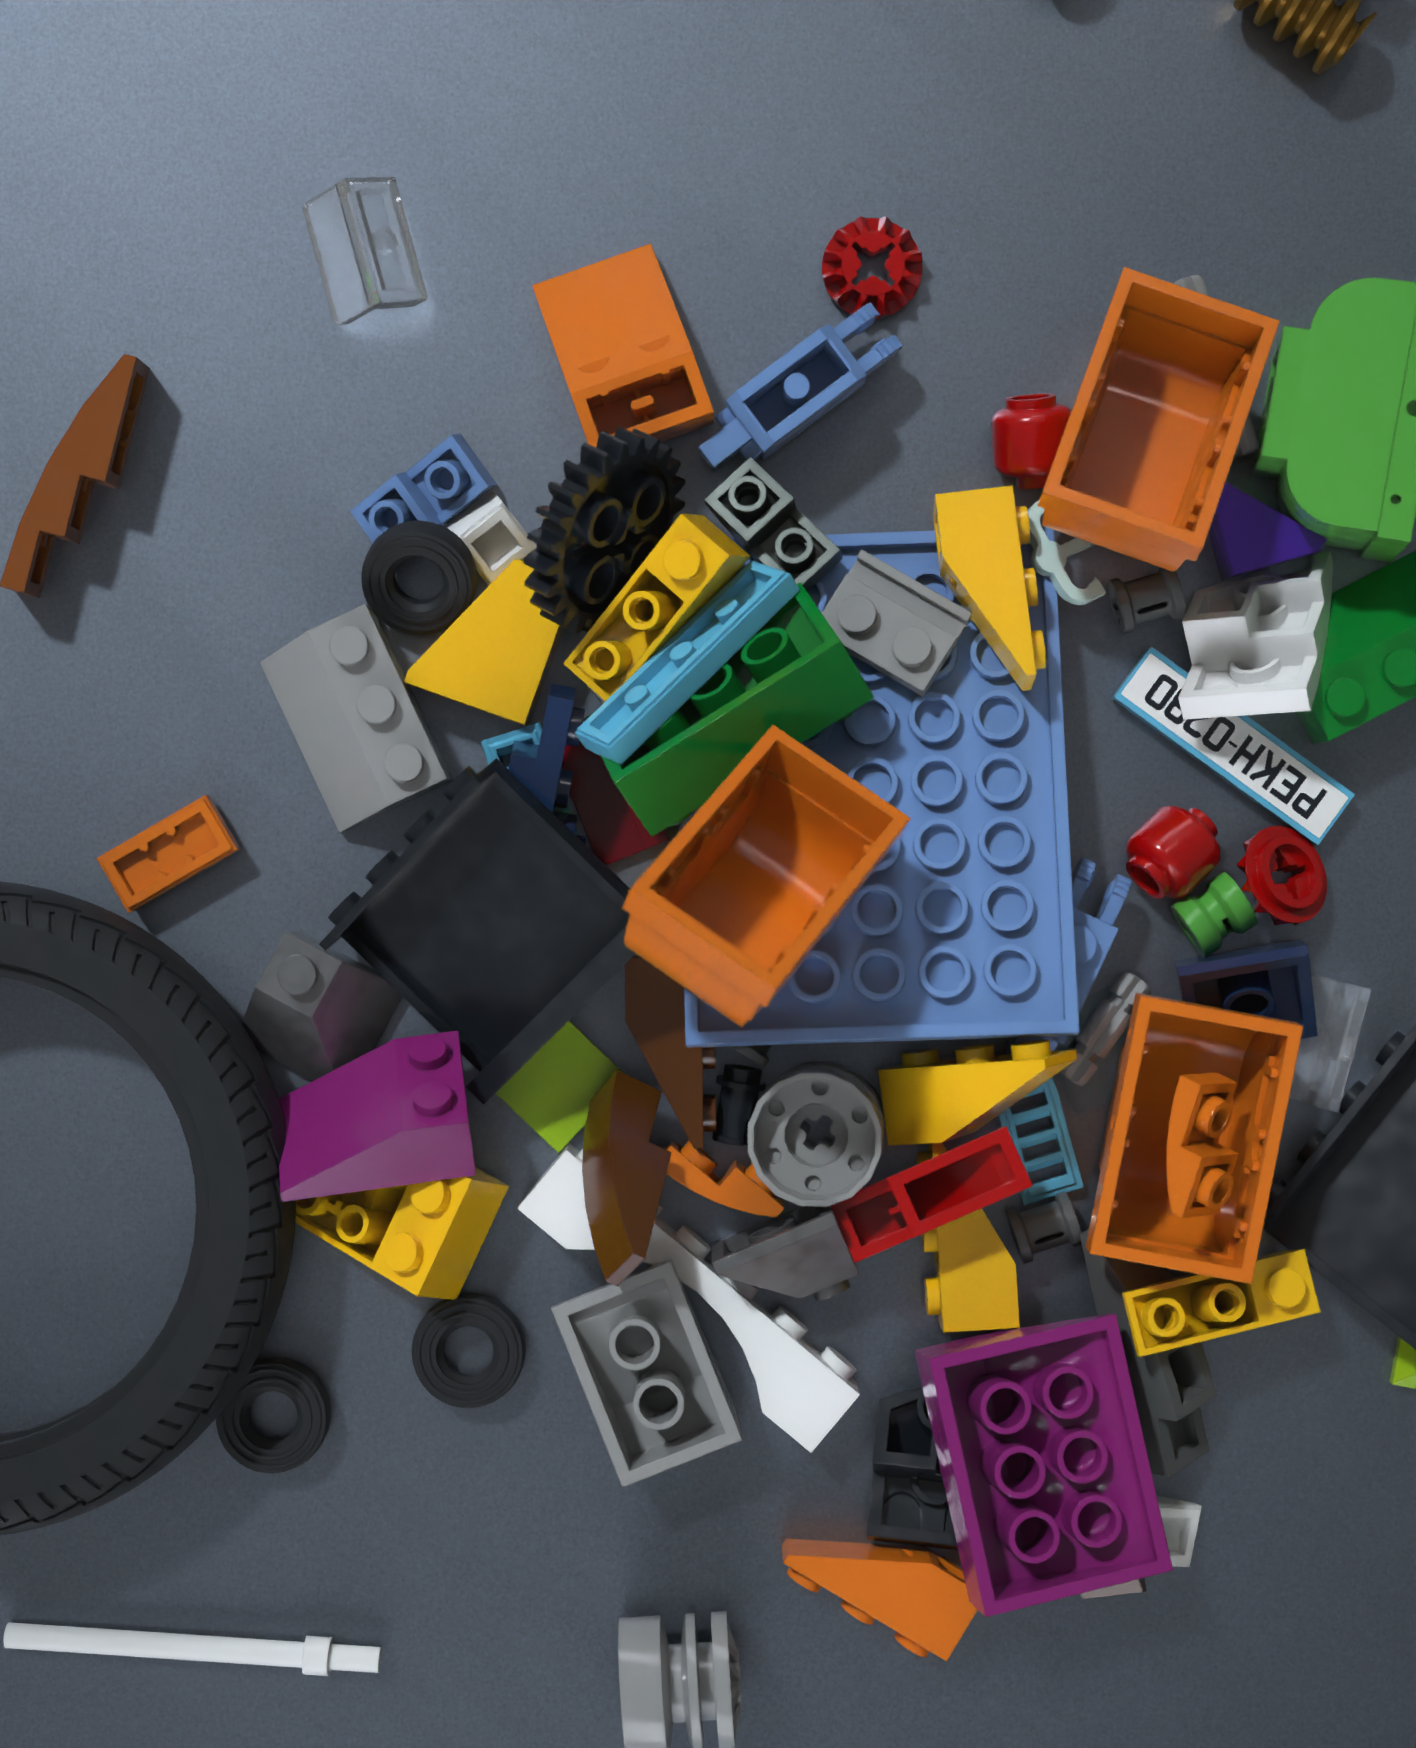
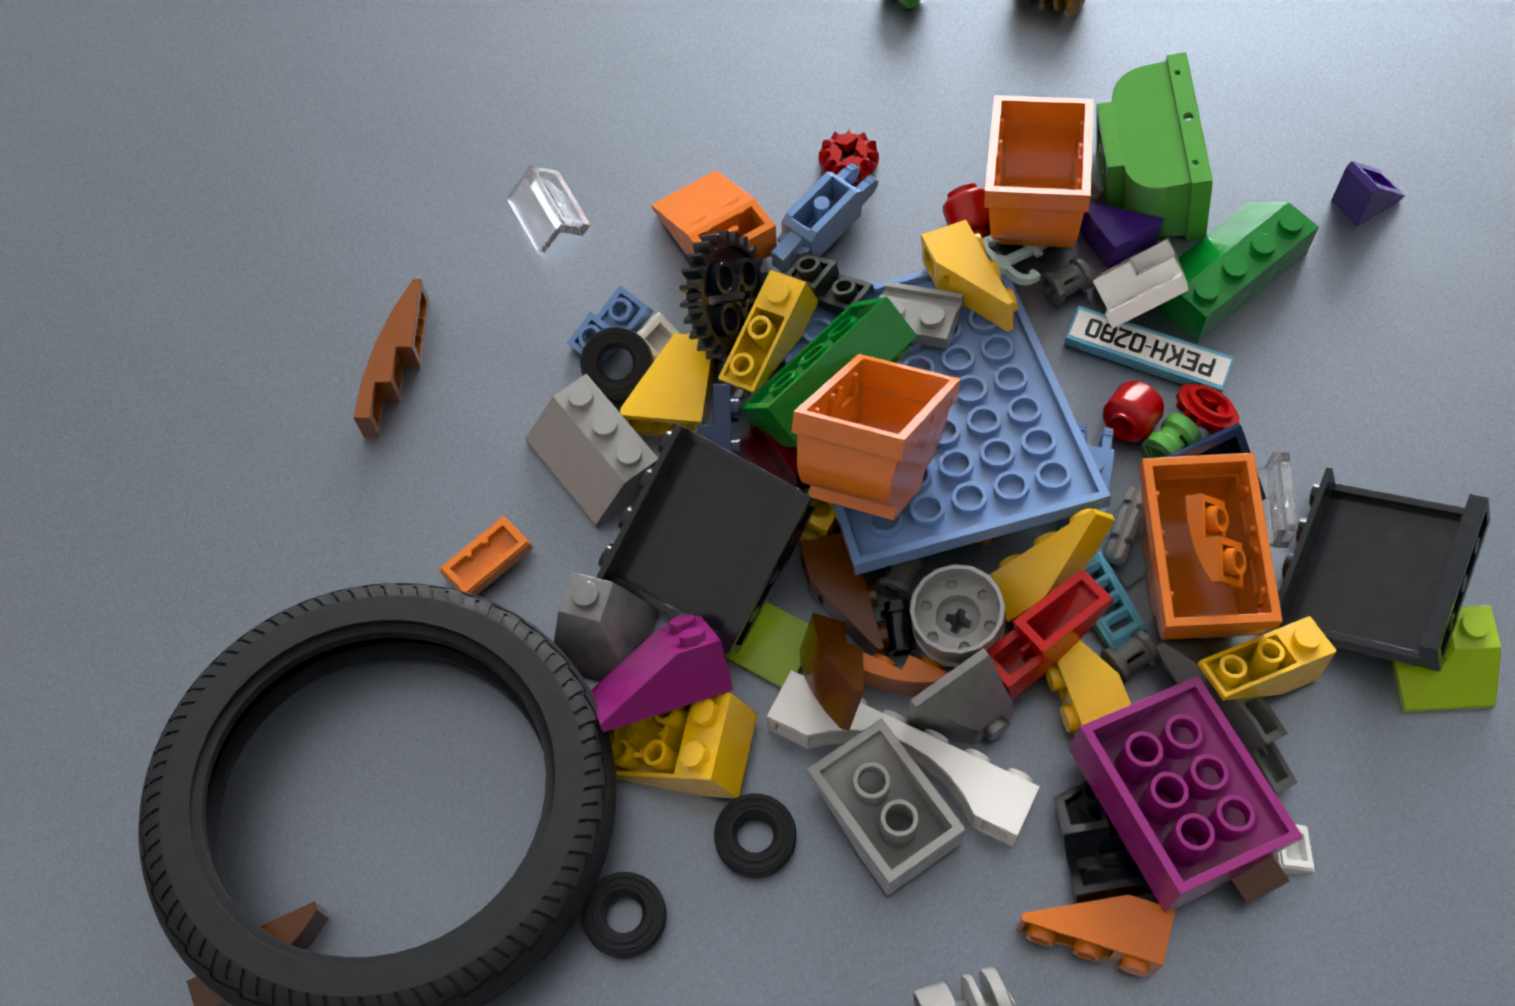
camera: 10 degrees left, 25 degrees down
(686, 661) = (793, 352): medium azure tile -> none

